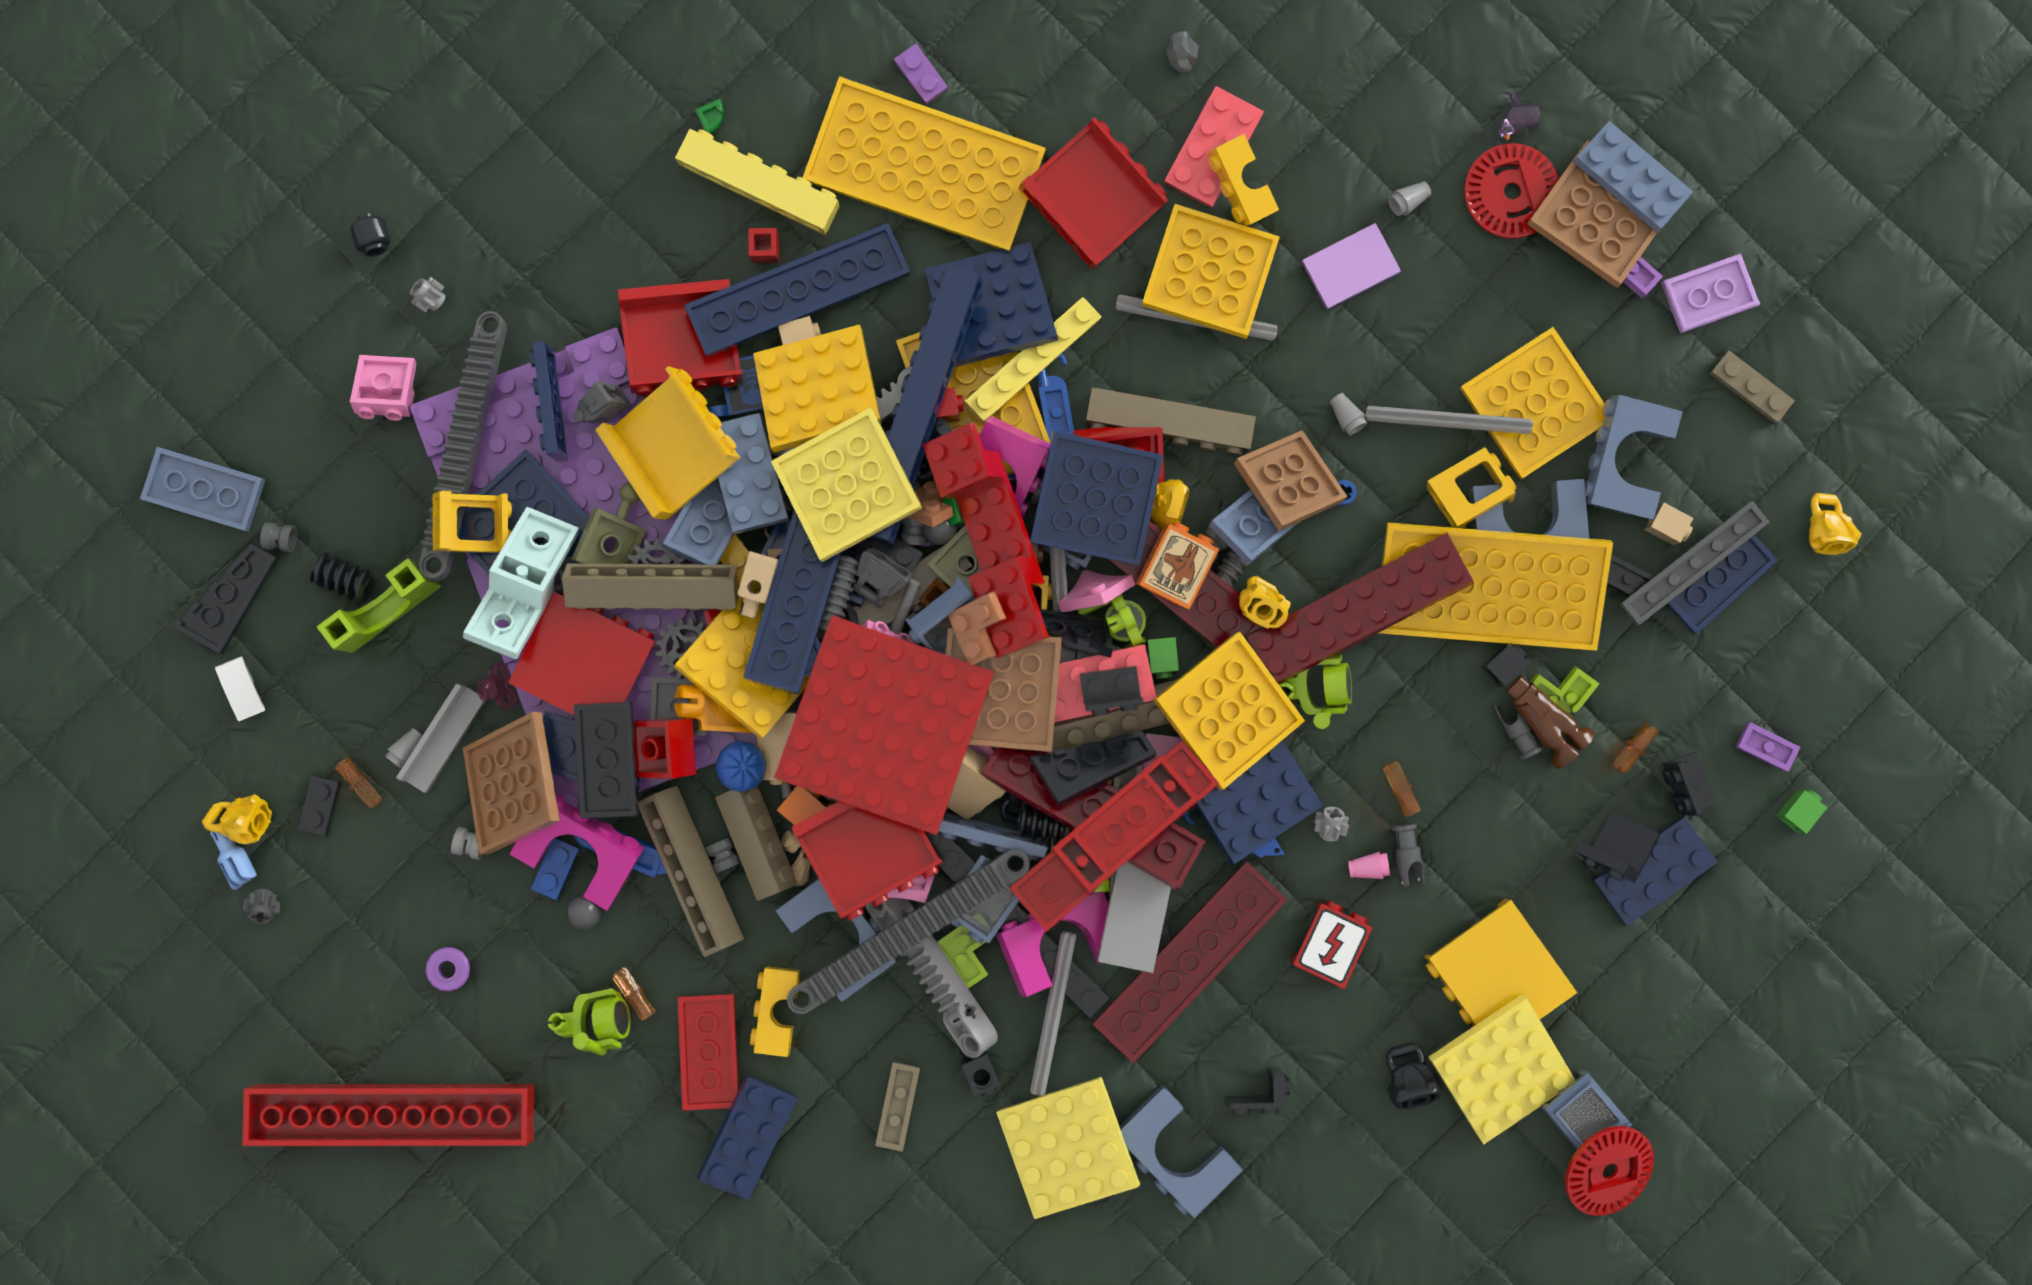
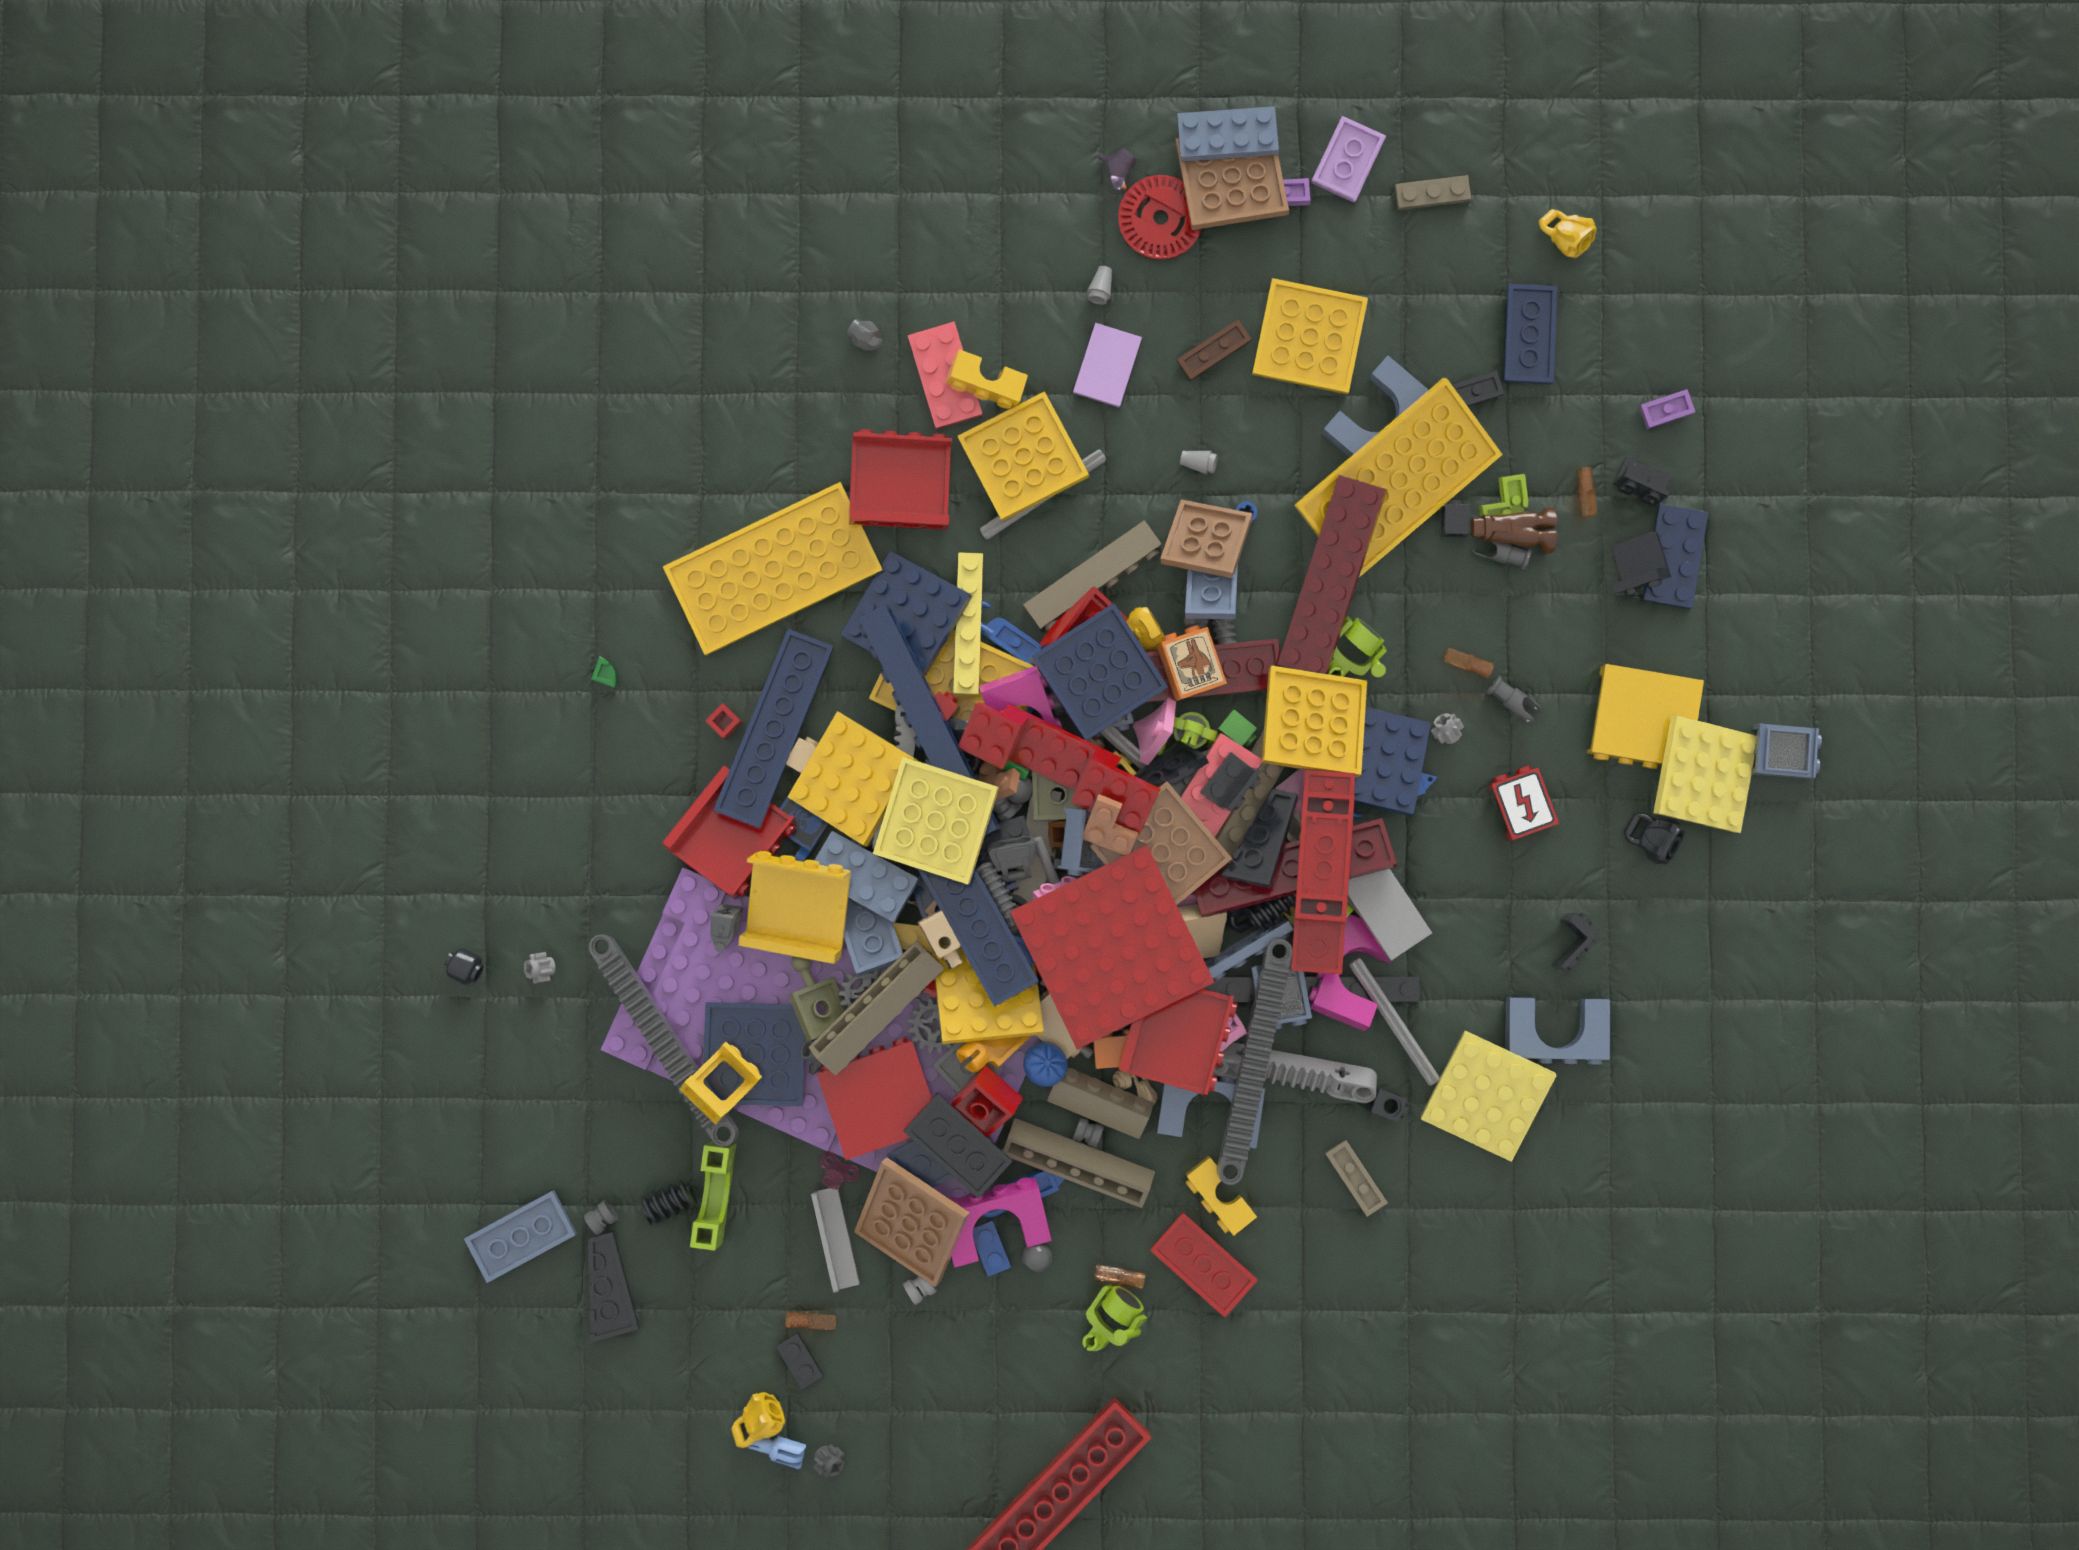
camera: 45 degrees left, 0 degrees up
(240, 688) = (674, 1338): white slope -> none
(383, 387) = (571, 1054): bright pink plate -> none
(402, 749) = (818, 1270): light grey cone -> none
(434, 972) = (994, 1390): medium lavender piece -> none
(521, 583) = (792, 1088): light aqua bracket -> none
(550, 408) = (682, 951): dark blue plate -> none
(747, 1137) = (1282, 1293): dark blue plate -> none
(757, 181) = (677, 685): light yellow brick -> none
(921, 74) = (712, 513): medium lavender plate -> none
(959, 950) = (1295, 1041): lime plate -> none
(1189, 962) = (1446, 903): dark red plate -> none
(1263, 603) = (1267, 632): yellow piece -> none
(1370, 866) = (1498, 730): bright pink cone -> none
(1448, 338) = (1214, 350): none -> reddish brown plate
(1449, 419) = (1266, 401): light grey axle -> none
(1453, 502) = (1319, 450): yellow window -> none
(1605, 485) = (1374, 293): sand blue arch -> none
(1620, 1189) = (1851, 771): red piece -> none
(1670, 524) = (1468, 330): tan brick -> none
(1694, 563) = (1508, 340): dark grey plate -> none
(1802, 810) = (1727, 428): bright green brick -> none

